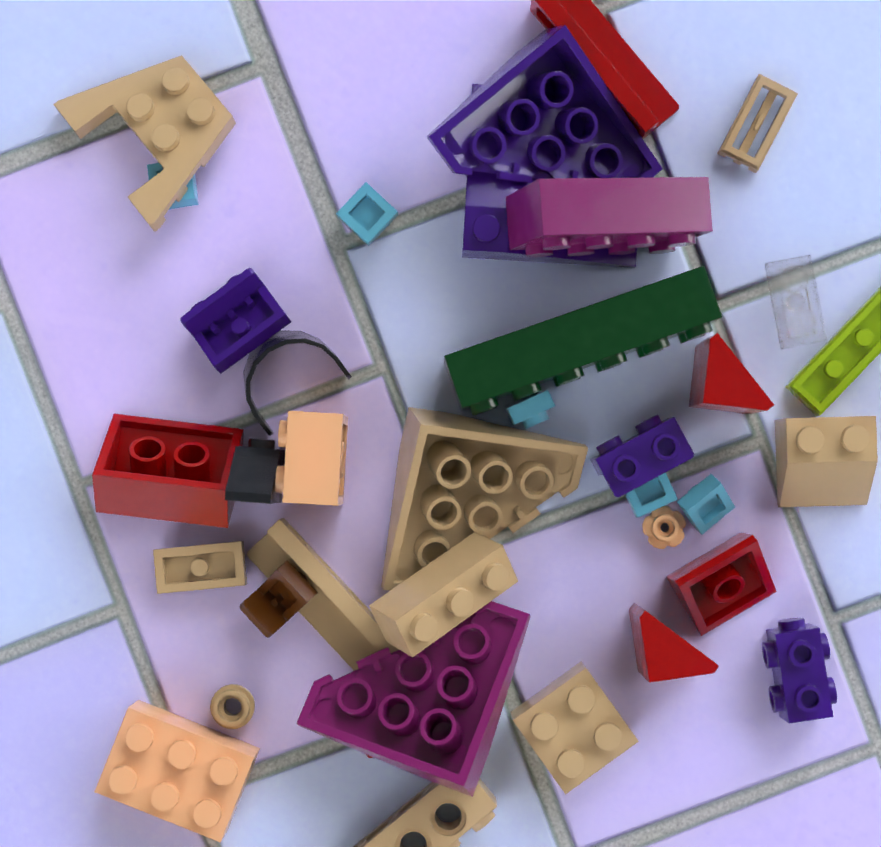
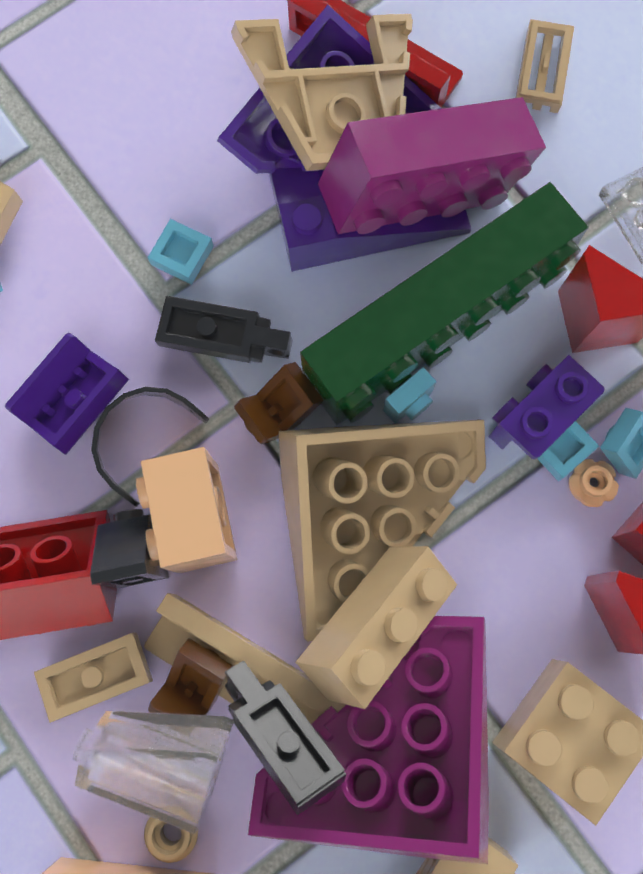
camera: 15 degrees left, 10 degrees down
(235, 649) = (154, 762): none -> clear slope
(342, 659) = (282, 739): none -> hinge
(381, 299) = (220, 331): none -> black hinge
(415, 383) = (280, 404): none -> reddish brown bracket
(545, 135) = (321, 101): none -> tan wing

